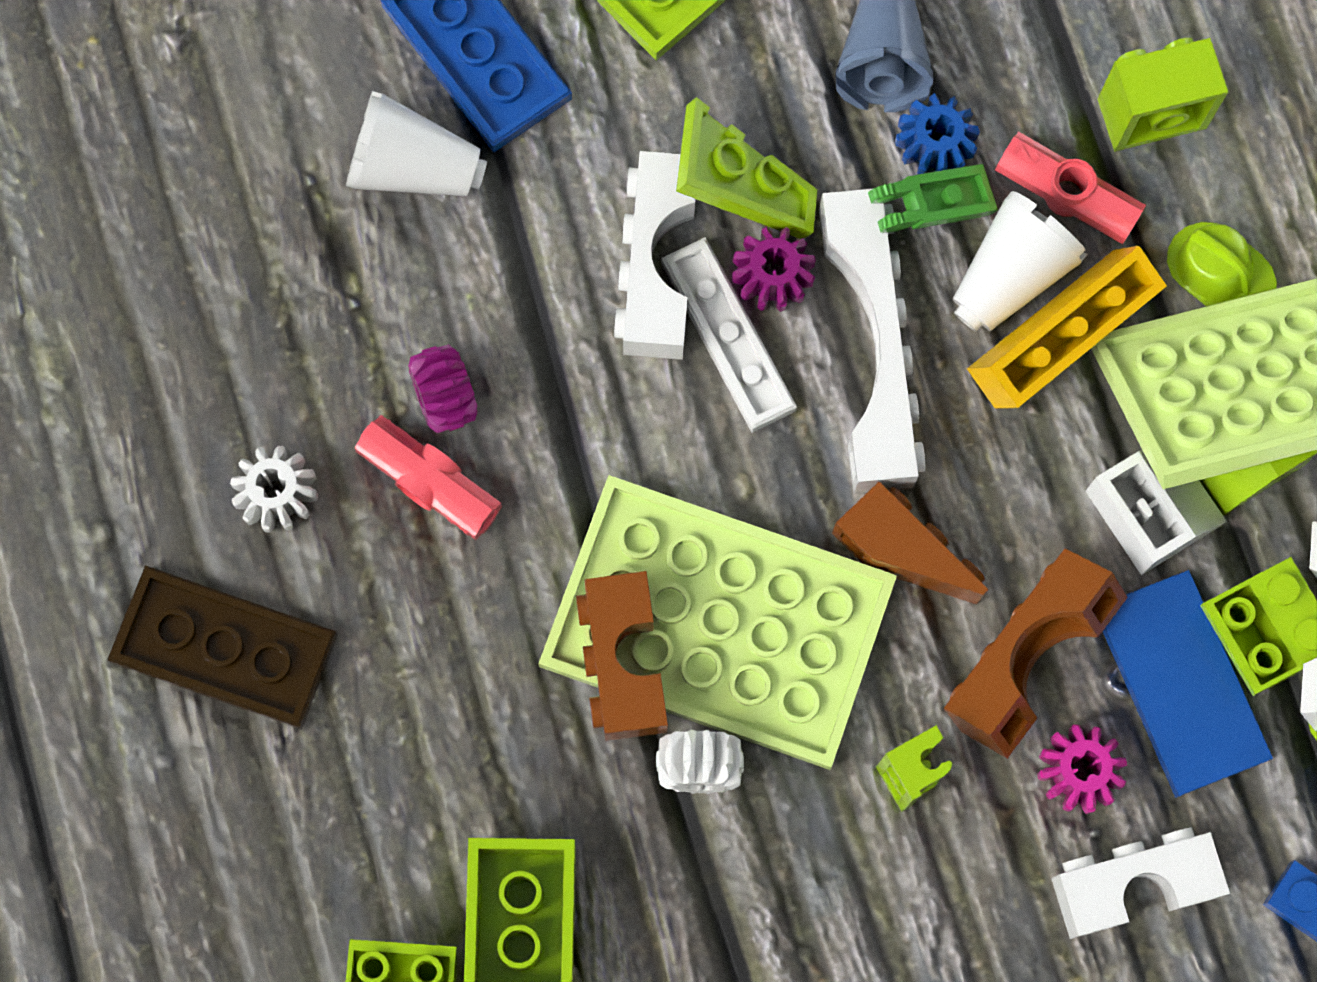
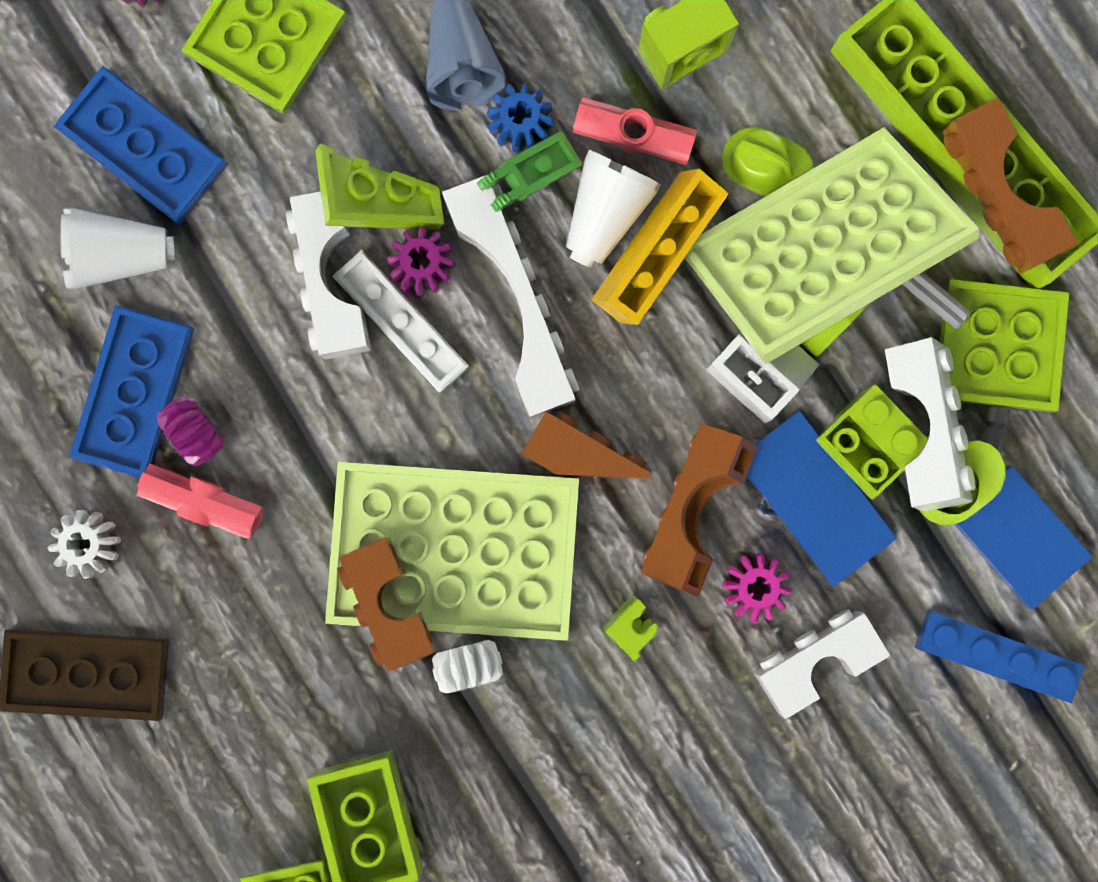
camera: 15 degrees left, 10 degrees up
(379, 323) = (128, 390): none -> blue tile

